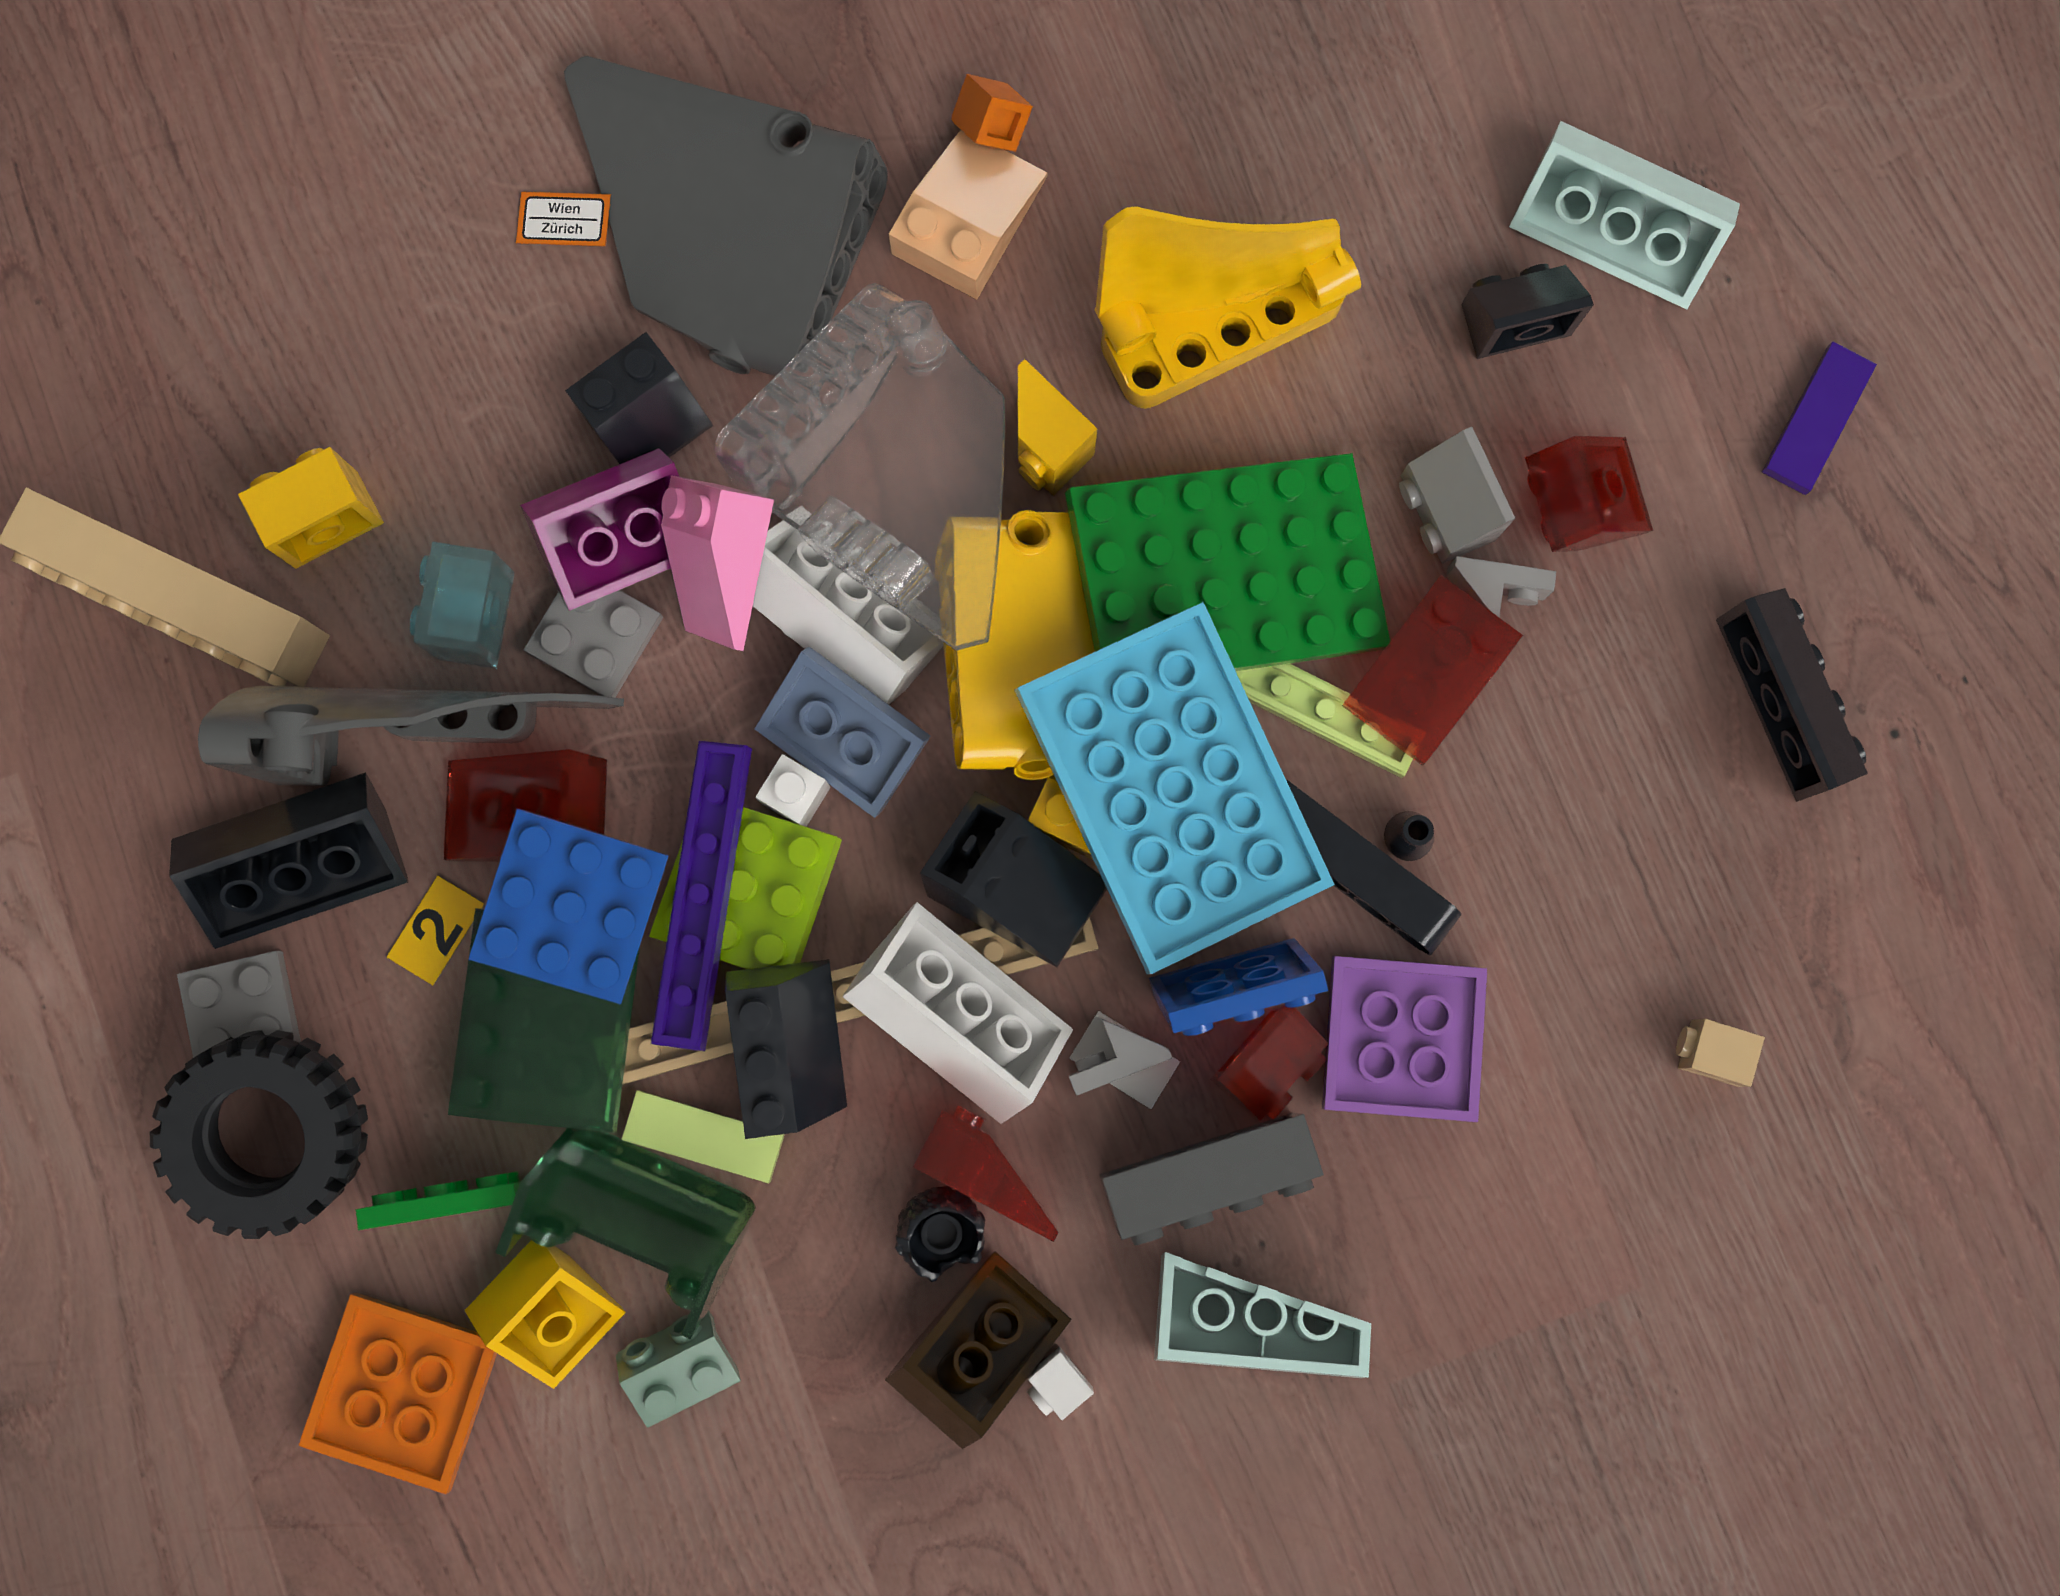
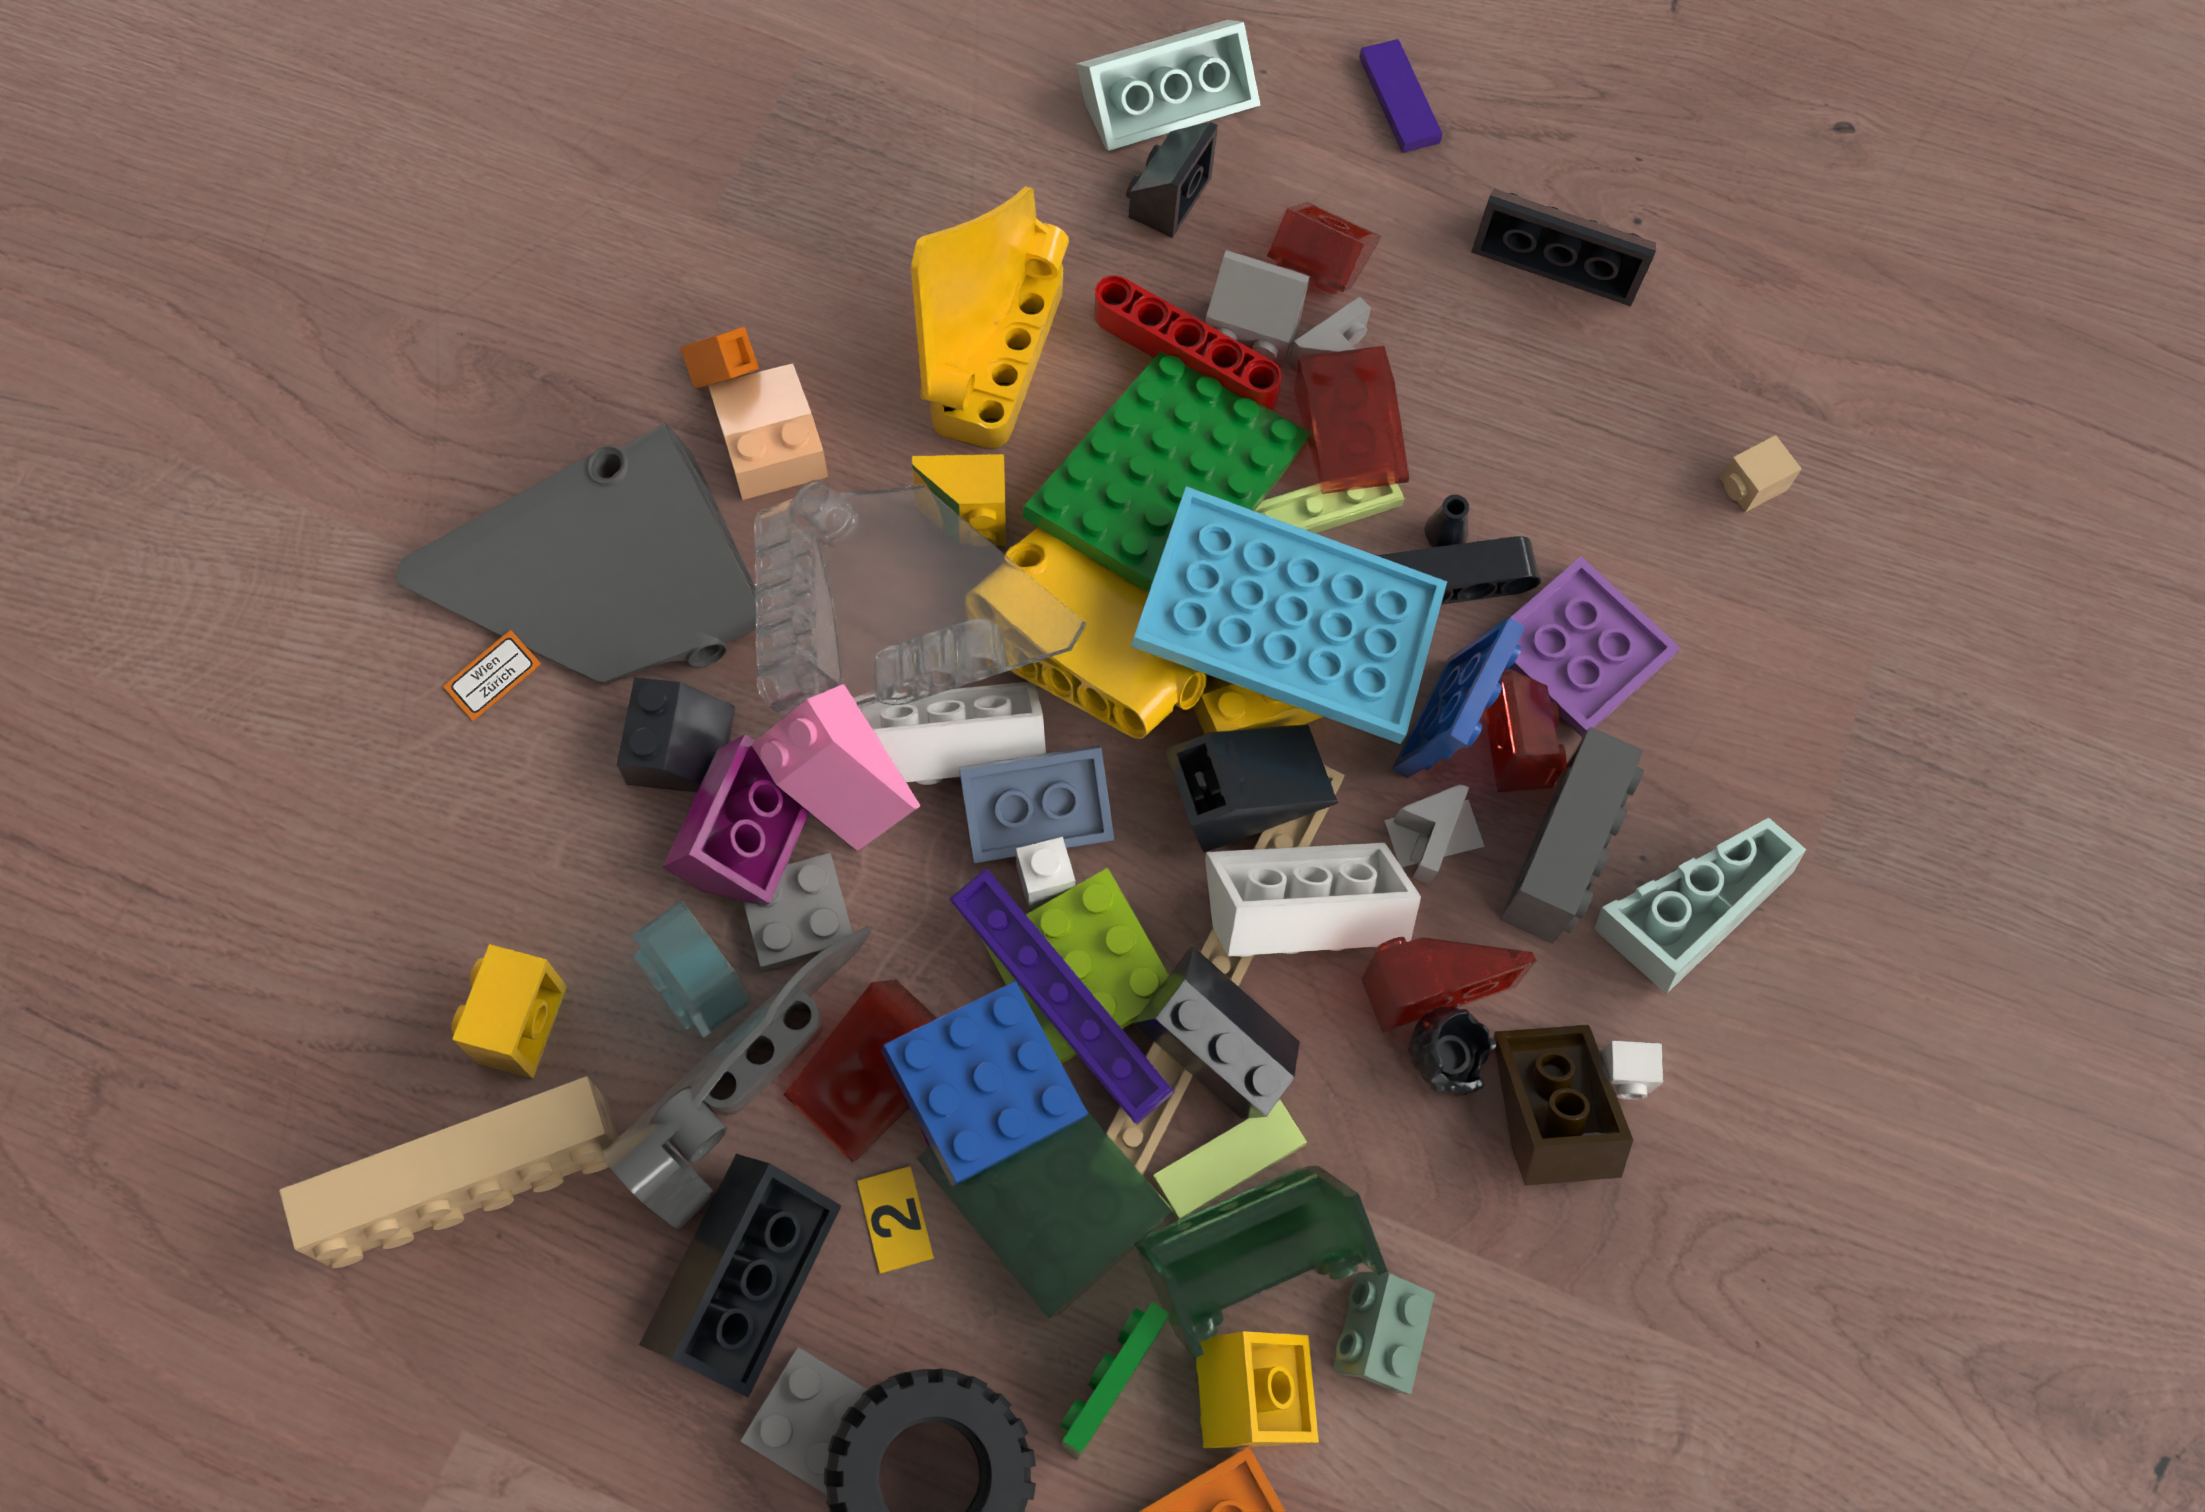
camera: 50 degrees left, 15 degrees down
(1376, 445) = (1178, 327): none -> red beam

